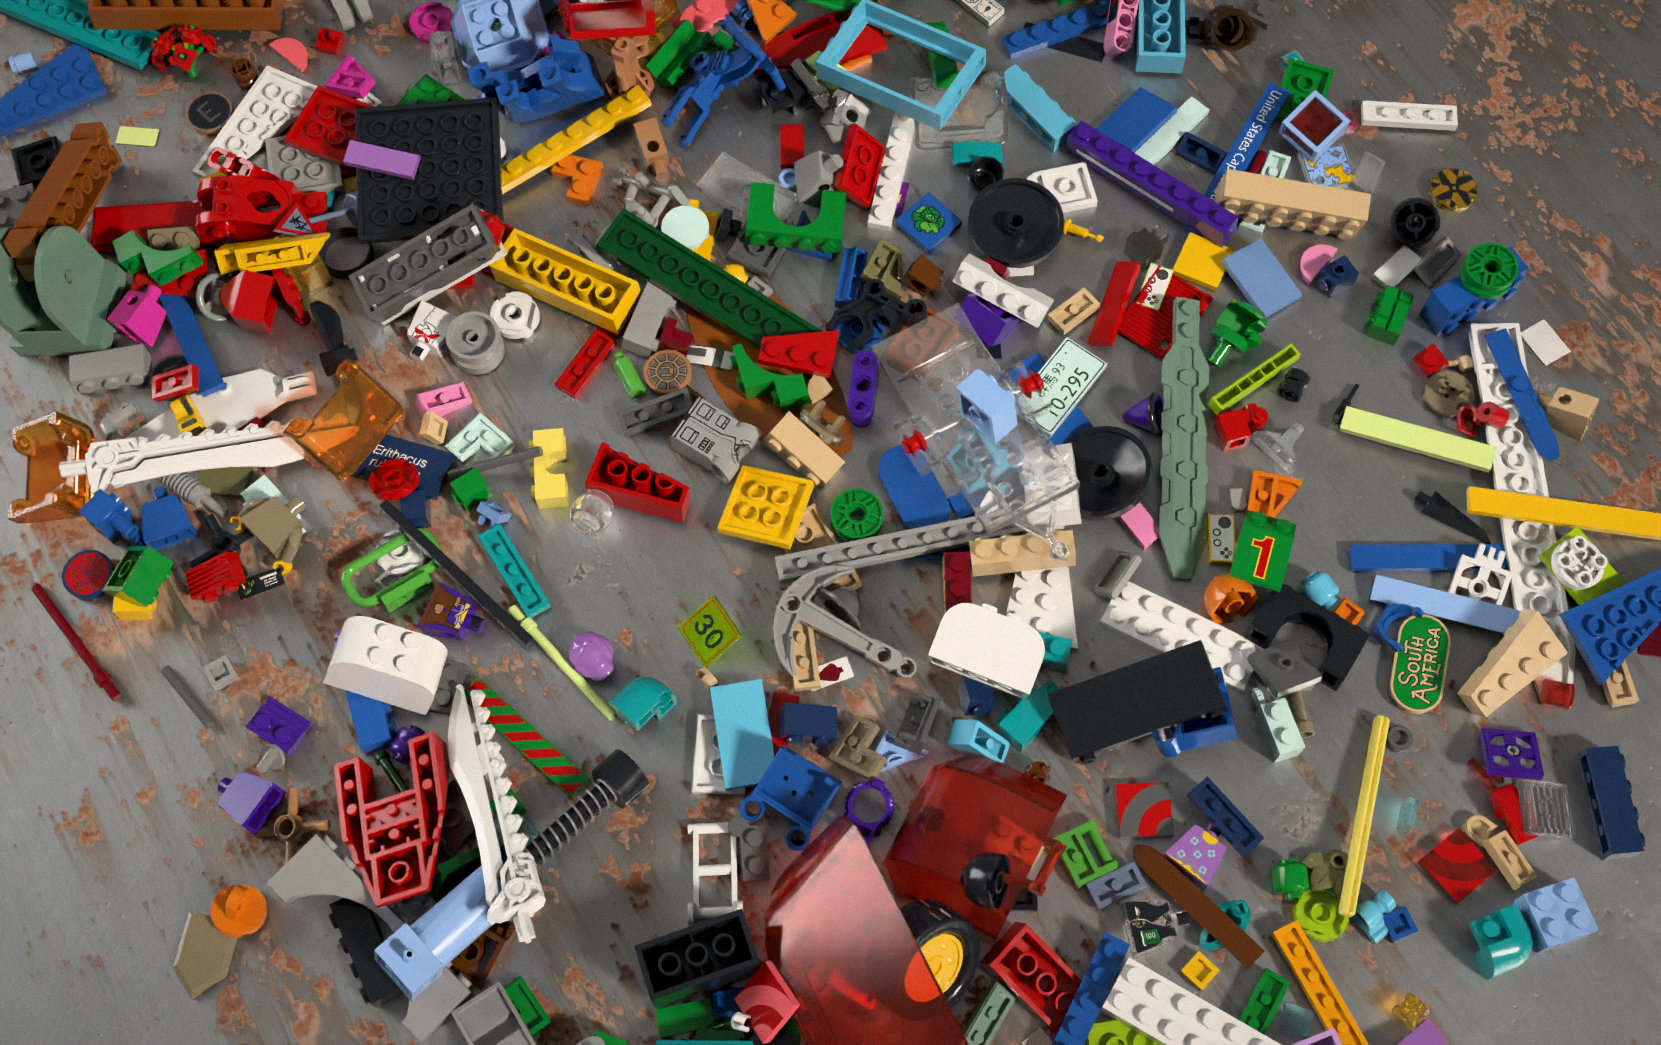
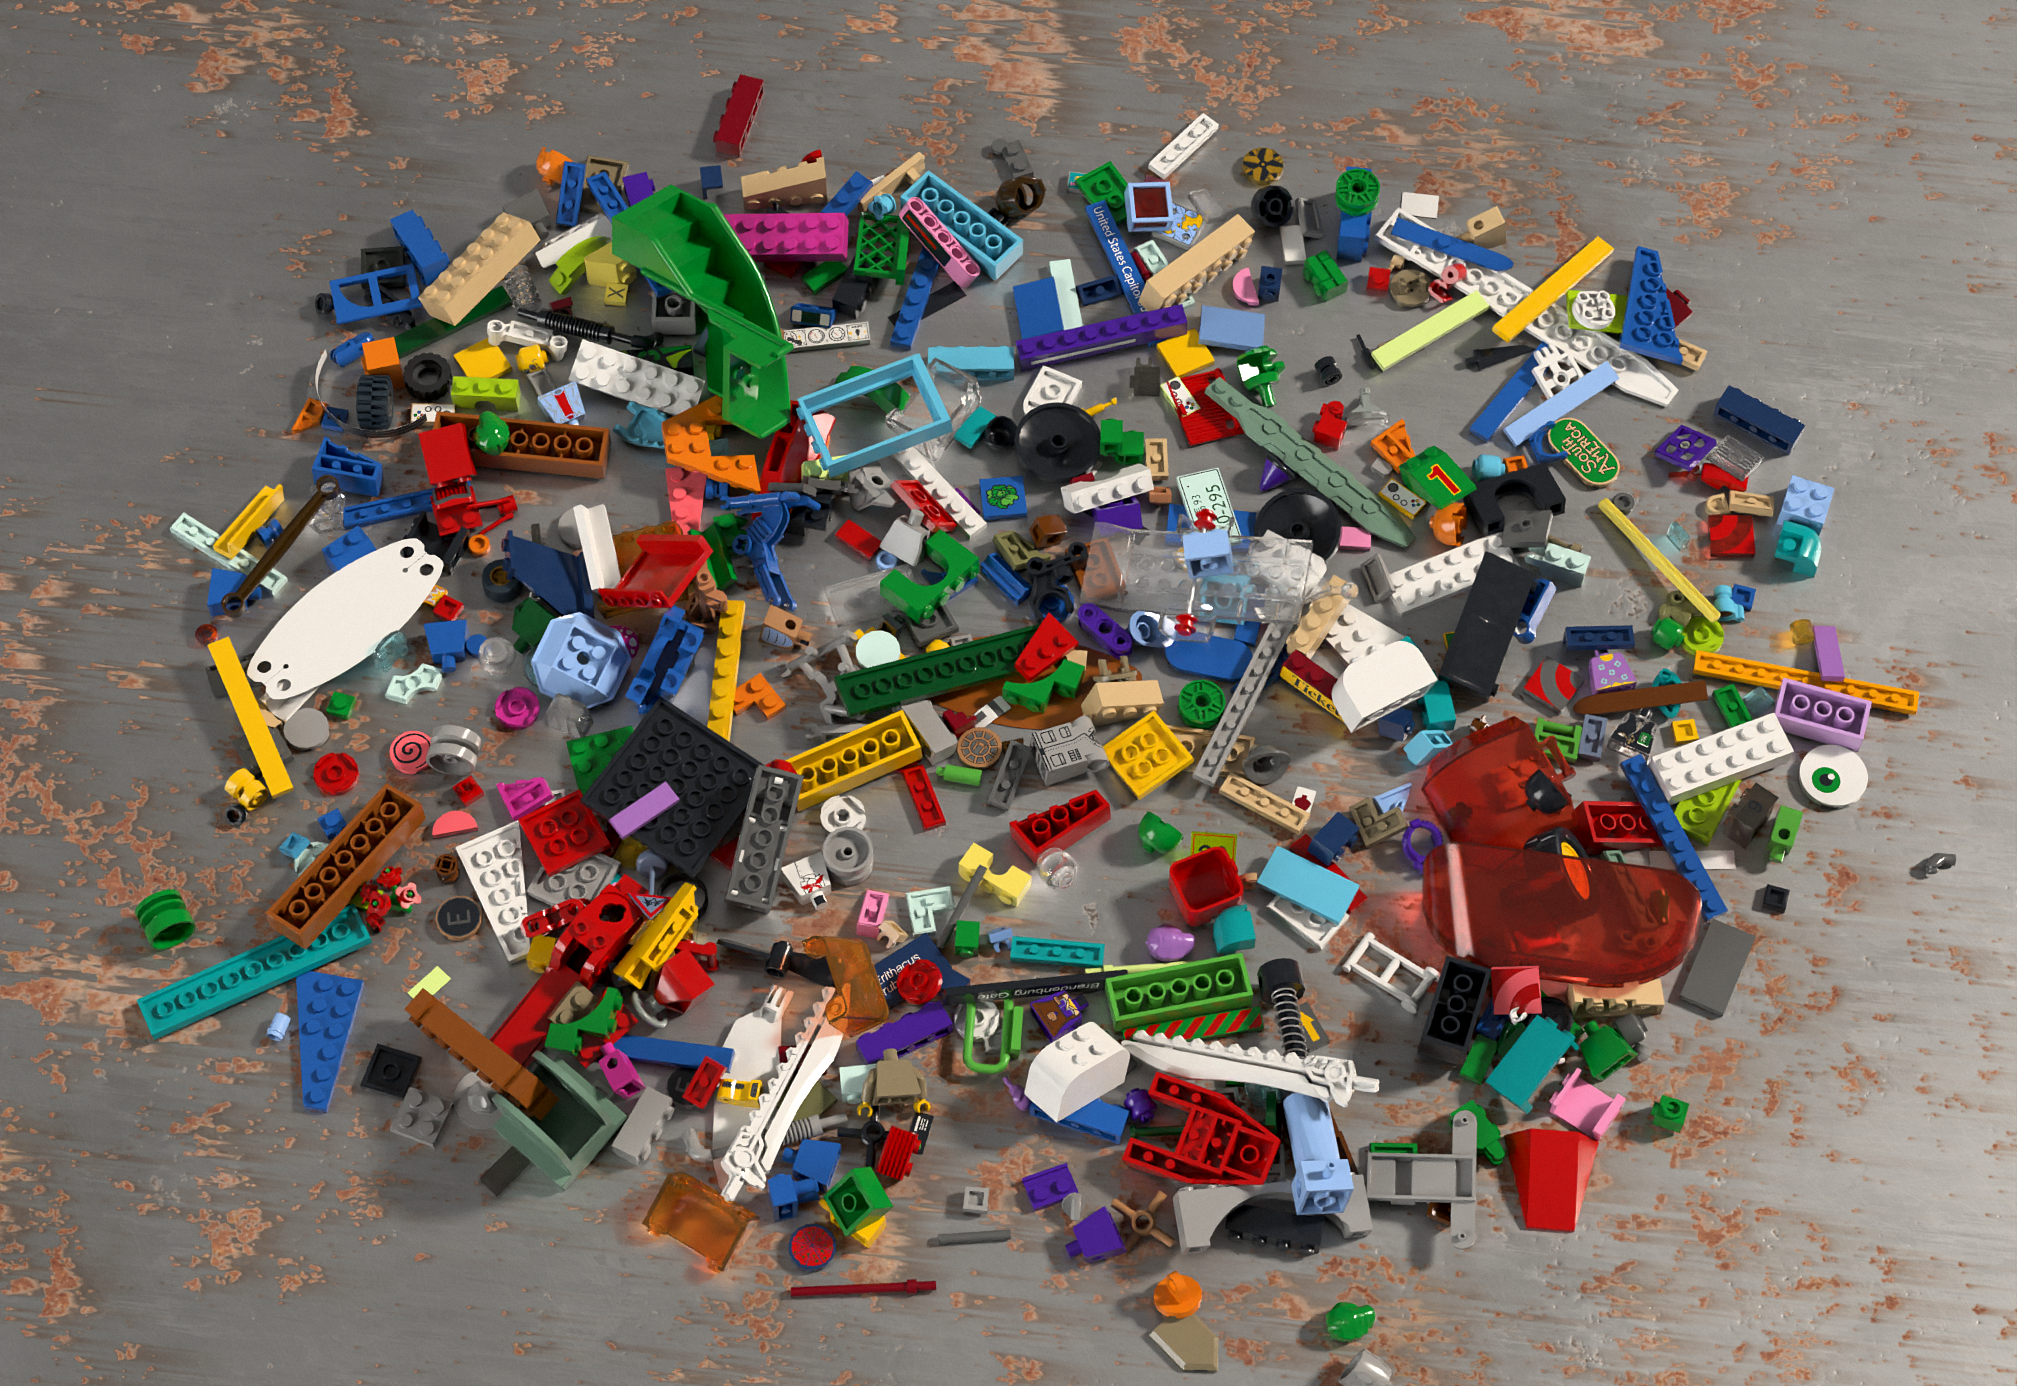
camera: 55 degrees left, 5 degrees down
(338, 505) = (906, 1034): none -> dark purple brick
(545, 698) = (1178, 991): none -> bright green brick
(601, 837) = (1313, 1030): none -> dark grey tile
(665, 644) = (1205, 885): none -> red piece
(692, 570) = (1158, 835): none -> green cylinder
(752, 849) = (1394, 937): dark grey hinge -> none
(778, 58) = (800, 488): none -> dark grey plate
(793, 793) = (1381, 875): blue piece -> none
(822, 621) = (1261, 779): light grey piece -> none
(884, 414) = (1144, 630): none -> medium blue piece
(917, 723) = (1387, 772): dark grey hinge -> none
(1039, 337) = (1159, 495): none -> nougat plate
(1061, 276) = (1123, 446): none -> green brick
(1114, 303) = (1173, 430): red tile -> none
(1254, 379) = (1304, 390): lime piece -> none
(1515, 662) = (1630, 399): tan wedge -> none
(1557, 694) = (1668, 391): clear red brick -> none

